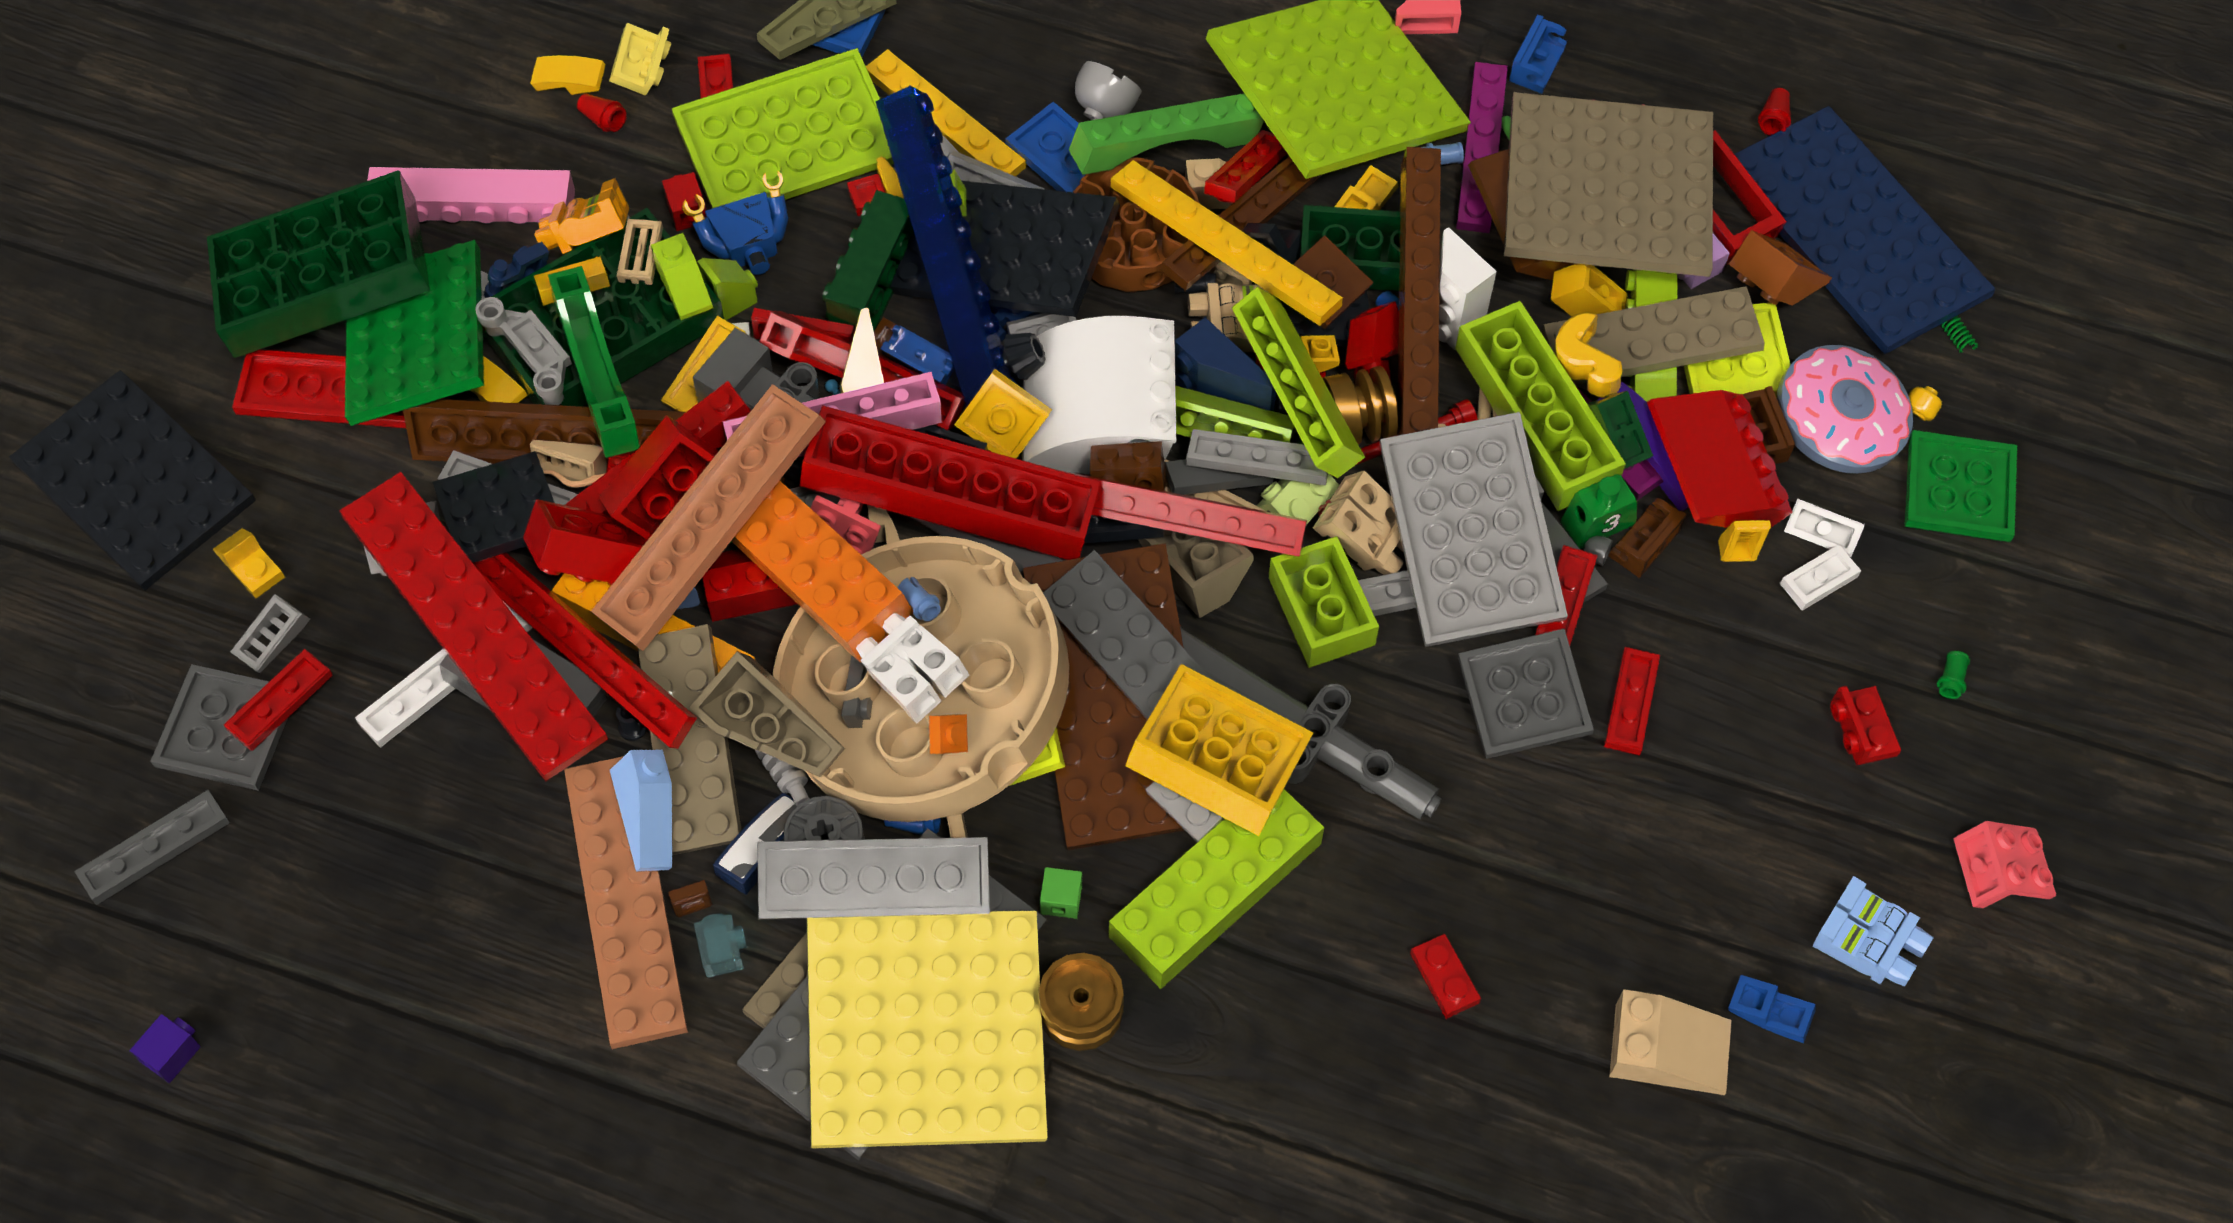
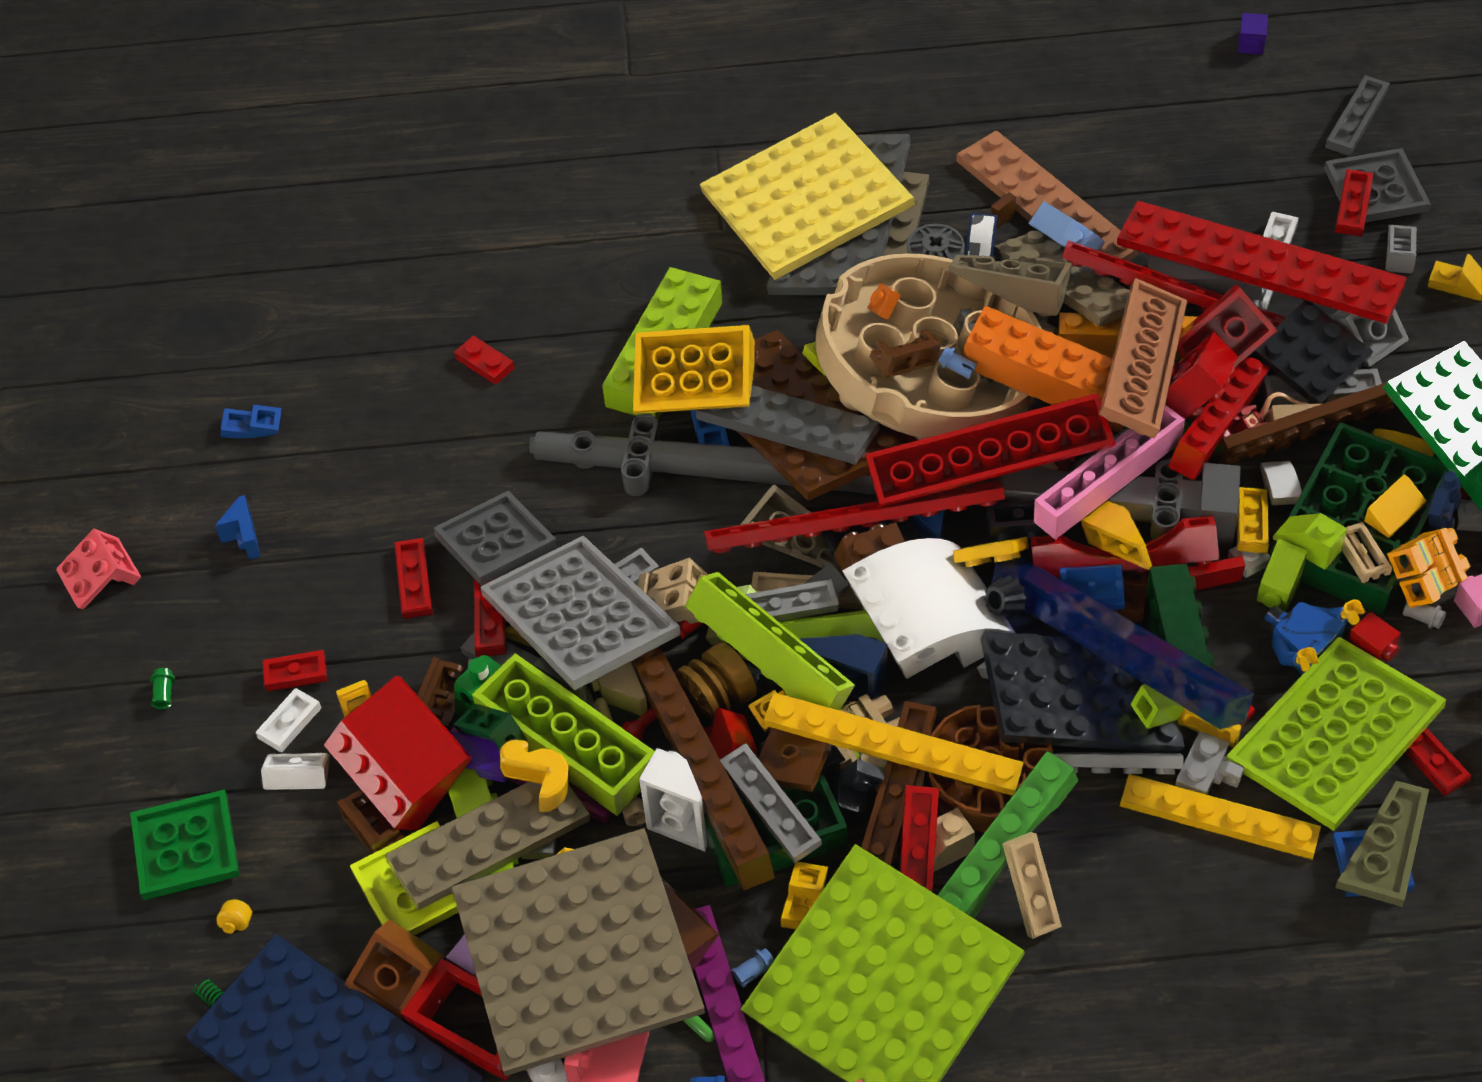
camera: 160 degrees right, 10 degrees down
(532, 343) = (1376, 445): light grey plate -> none
(593, 362) = (1273, 400): green arch -> none
(646, 386) = (1281, 482): none -> white slope
(720, 944) = (966, 195): clear light blue brick -> none
(872, 878) = (885, 229): plate -> none
(900, 655) = (938, 313): white hips -> none
(975, 619) = (906, 356): none -> reddish brown hinge
(1045, 147) = (1097, 823): blue plate -> none
(1061, 892) = (765, 301): bright green piece -> none
(1081, 1001) = (716, 244): pearl gold wheel -> none
(1103, 92) = (1089, 885): light grey cylinder -> none
(1162, 94) = (1031, 885): none -> tan tile
(1323, 602) = (670, 530): lime brick -> none
(1370, 238) = (770, 803): none -> light grey plate
(1669, 1043) = (316, 372): tan slope -> none
(1799, 632) = (294, 670): none -> red plate
(1819, 848) = (239, 526): none -> blue slope
(1845, 409) = (302, 867): dish -> none
(1864, 724) = (227, 626): red bracket -> none
(1870, 935) = (189, 485): light blue hips -> none

